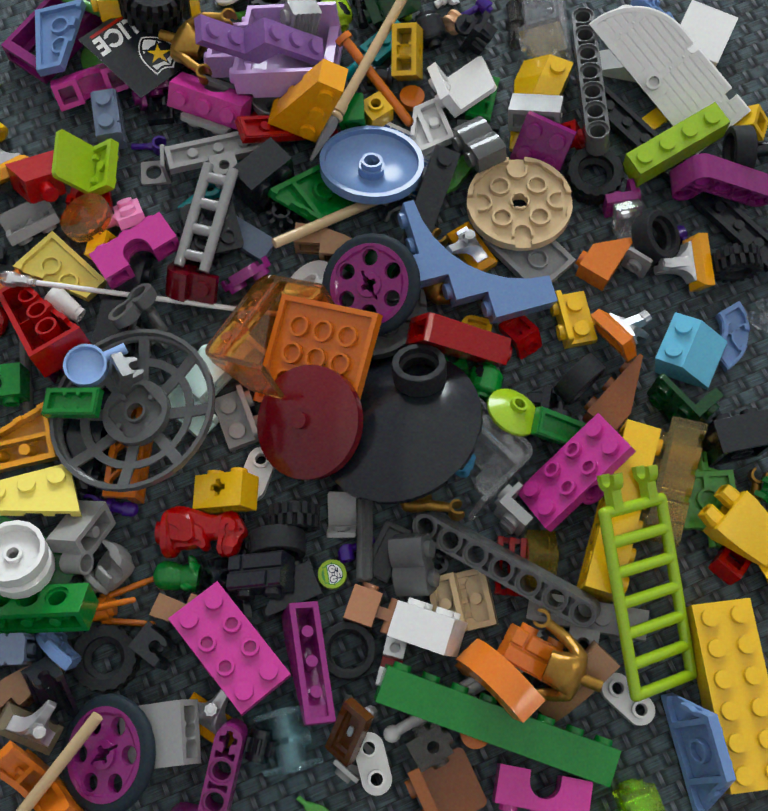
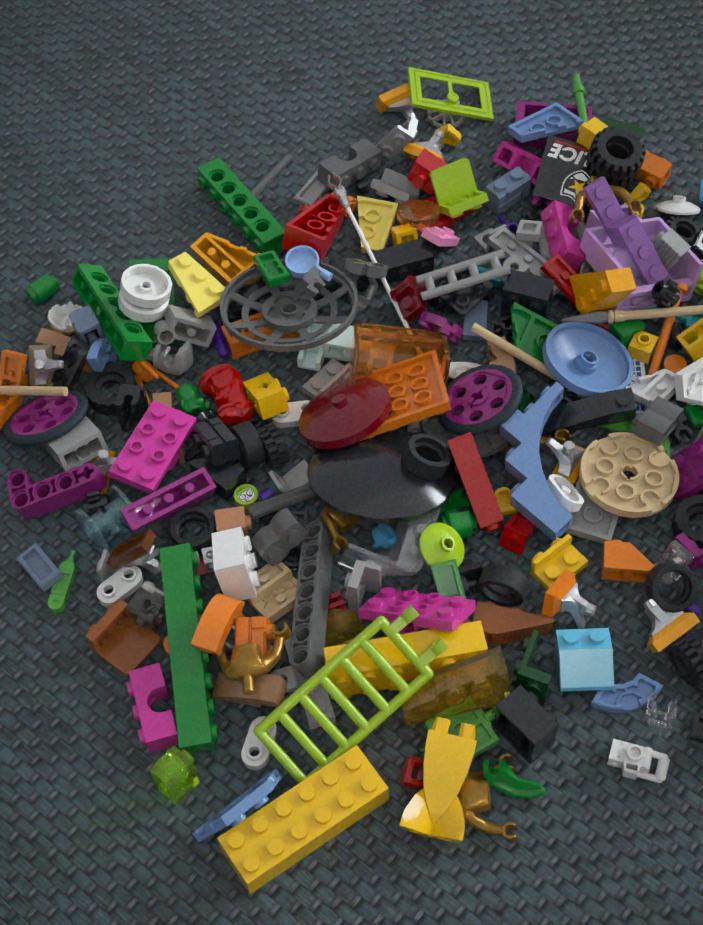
camera: 65 degrees right, 15 degrees down
(65, 303) = (348, 239): white cone -> none
(150, 235) = (395, 241): dark pink arch -> none
(188, 126) = (529, 231): none -> light grey tile
(347, 52) = (666, 293): none -> black gear
(511, 267) = (565, 493): none -> white plate
(637, 262) = (638, 588): light grey bracket -> none

